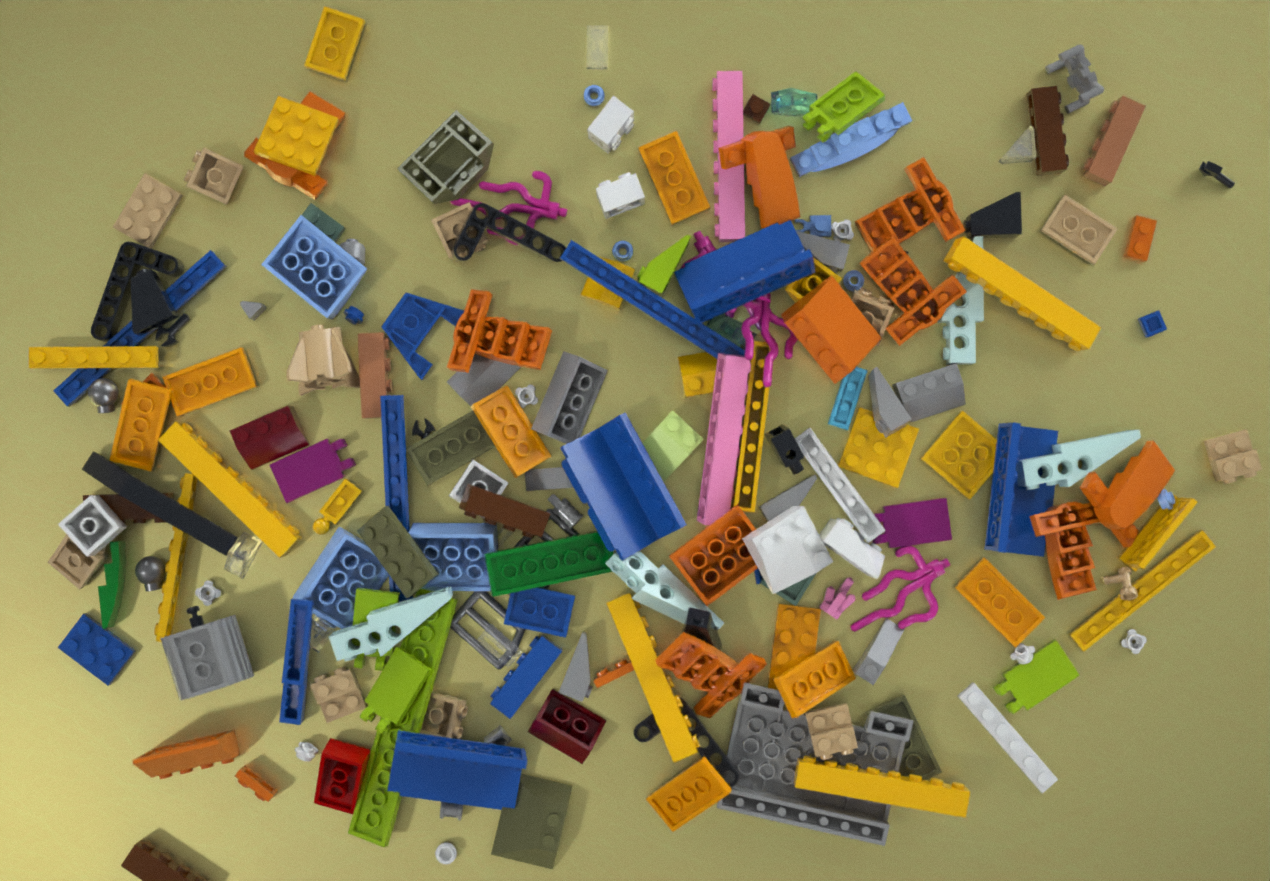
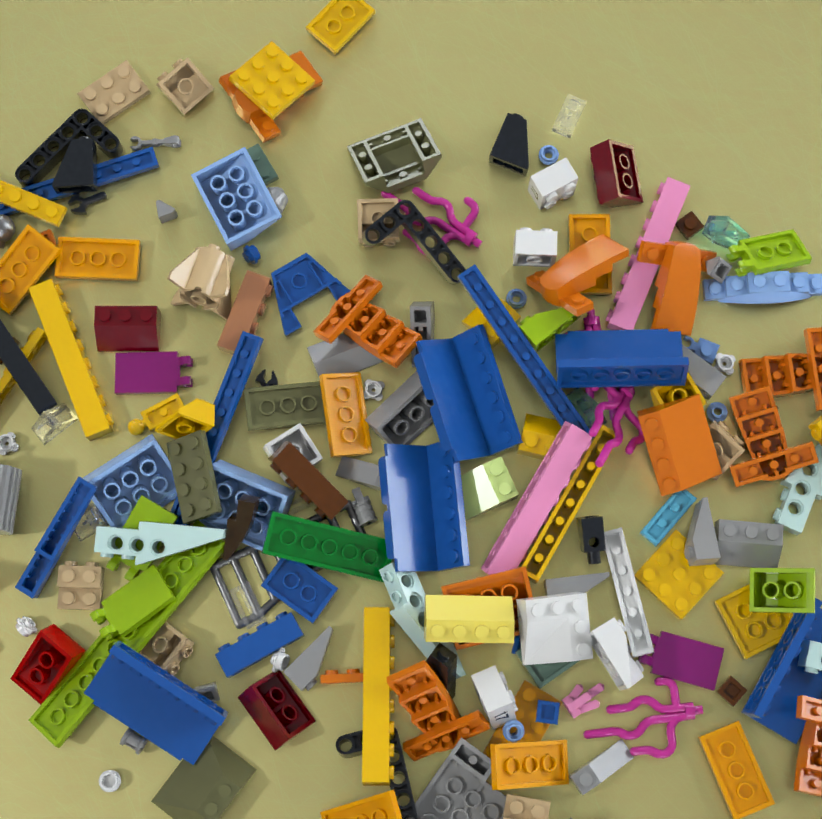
camera: 25 degrees right, 10 degrees down
(226, 236) = (172, 141): none -> light grey piece
(369, 501) = (189, 419): none -> yellow slope
(459, 577) = (240, 523): none -> dark brown slope
(546, 315) = (422, 321): none -> light grey slope
(550, 682) = (280, 660): none -> white plate
(555, 101) = (512, 145): none -> black slope
(616, 365) = (467, 395): none -> blue piece
(666, 88) = (616, 174): none -> dark red slope
(672, 205) = (576, 273): none -> orange slope
(707, 576) = (469, 619): none -> light yellow slope
(762, 637) = (495, 696): none -> white brick
(792, 658) = (513, 737): none -> light blue plate
(800, 143) = (718, 268): none -> light grey slope
(811, 624) = (547, 712): none -> blue tile
(967, 533) = (731, 691): none -> reddish brown plate
(979, 427) = (782, 590): none -> lime slope

